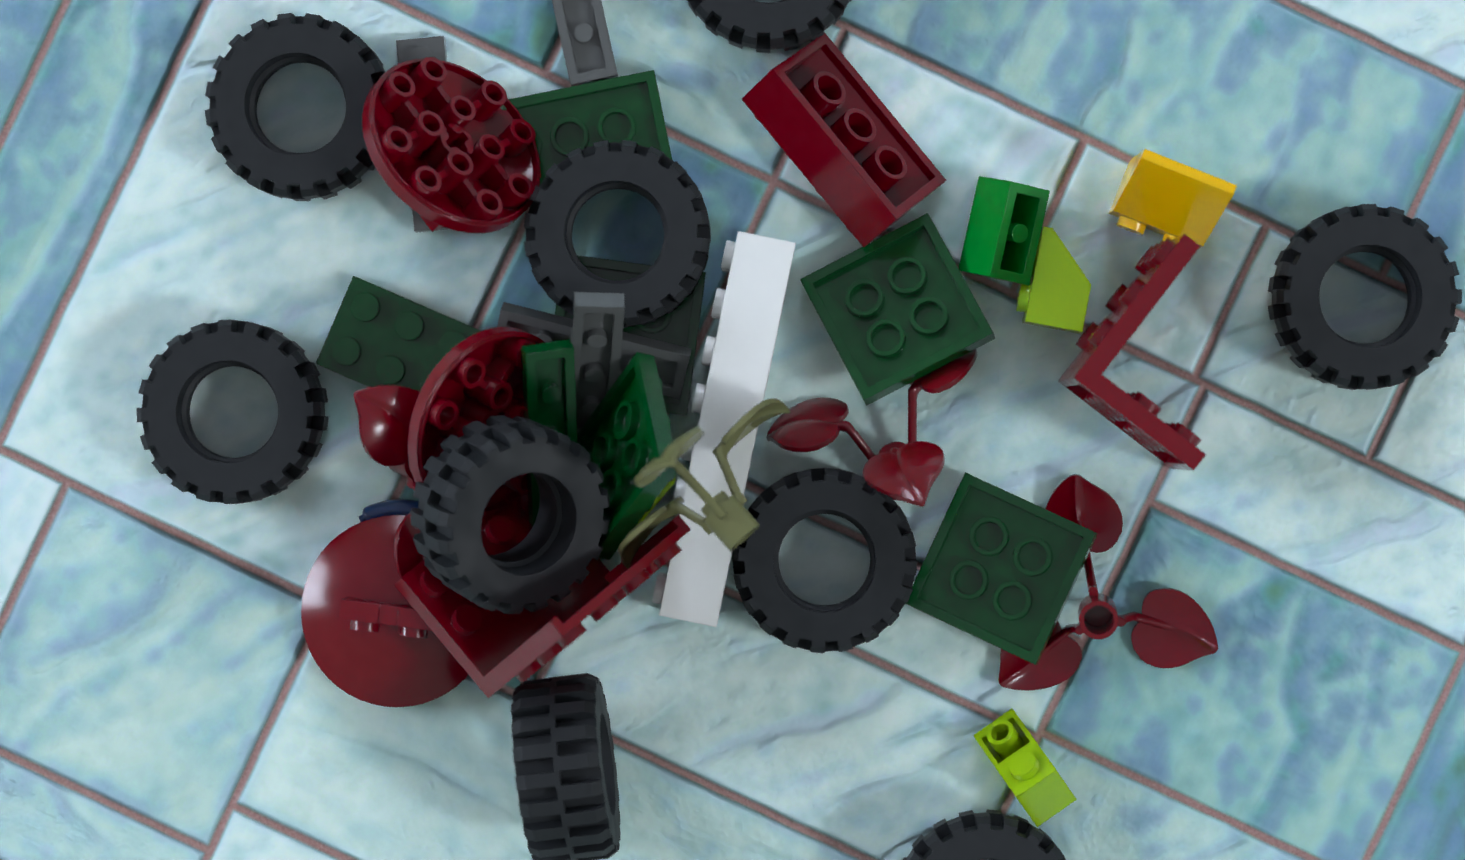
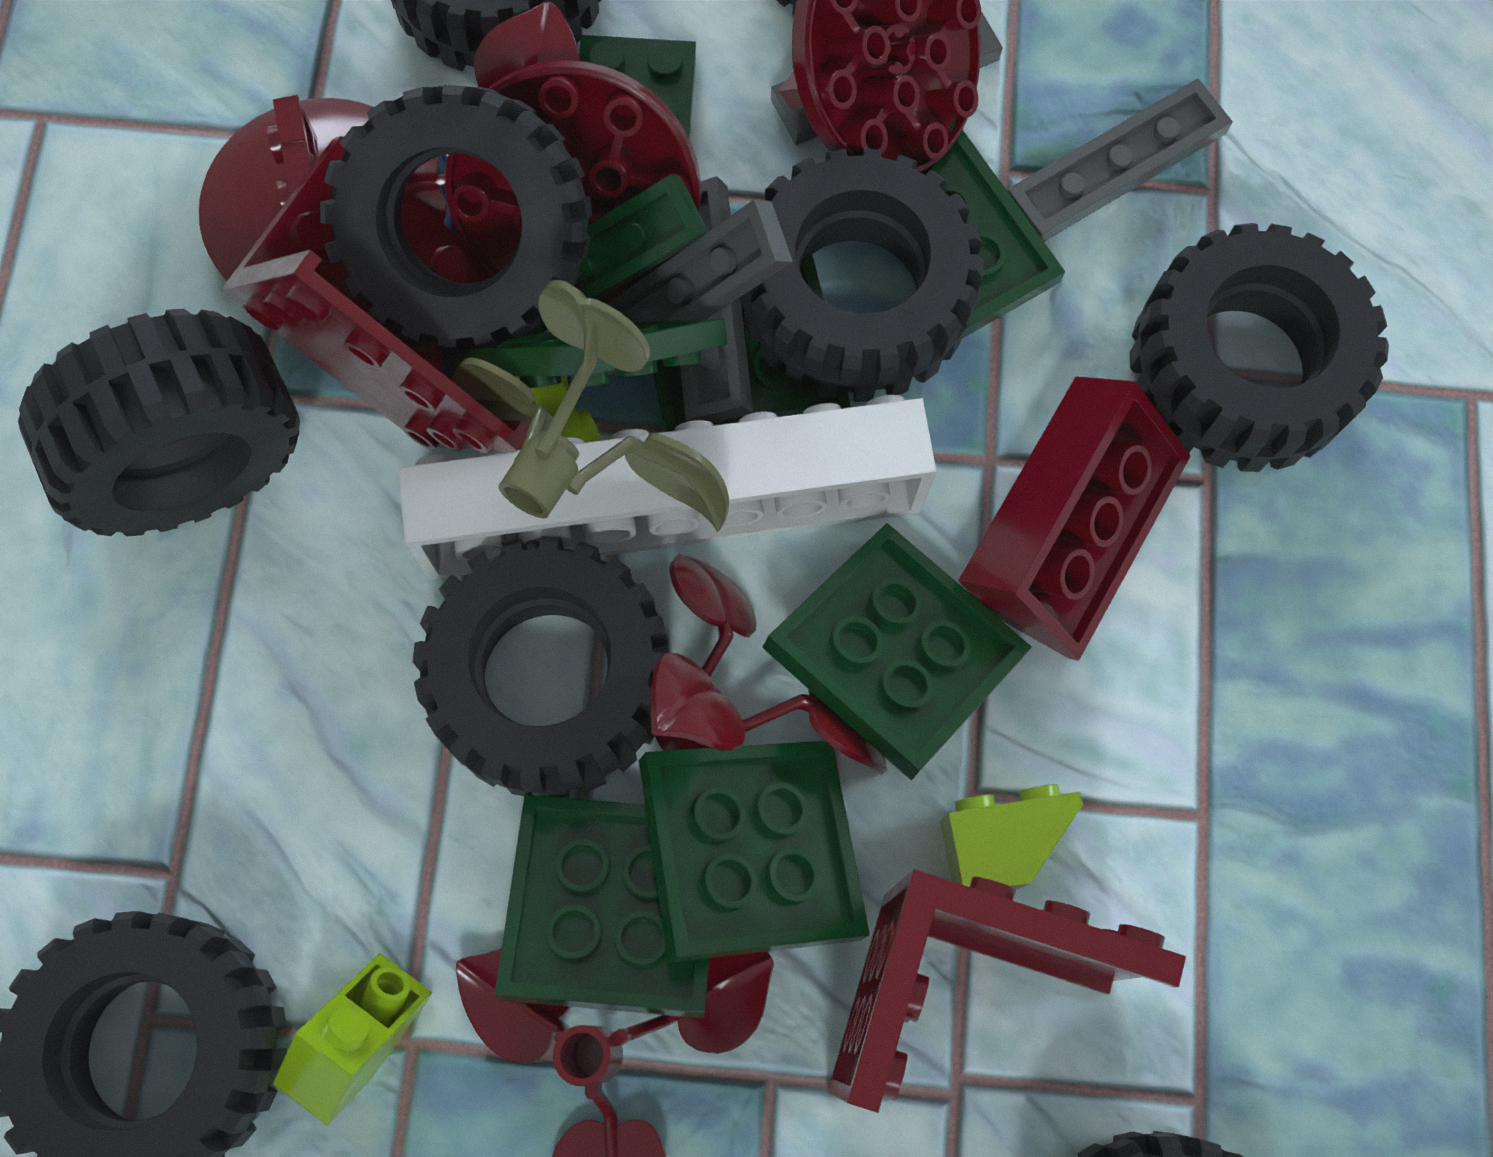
camera: 70 degrees right, 15 degrees down
(1003, 461) = (751, 849): none -> dark green plate
(1004, 230) = (1053, 745): green brick -> none
(1169, 198) = (1222, 930): yellow slope -> none

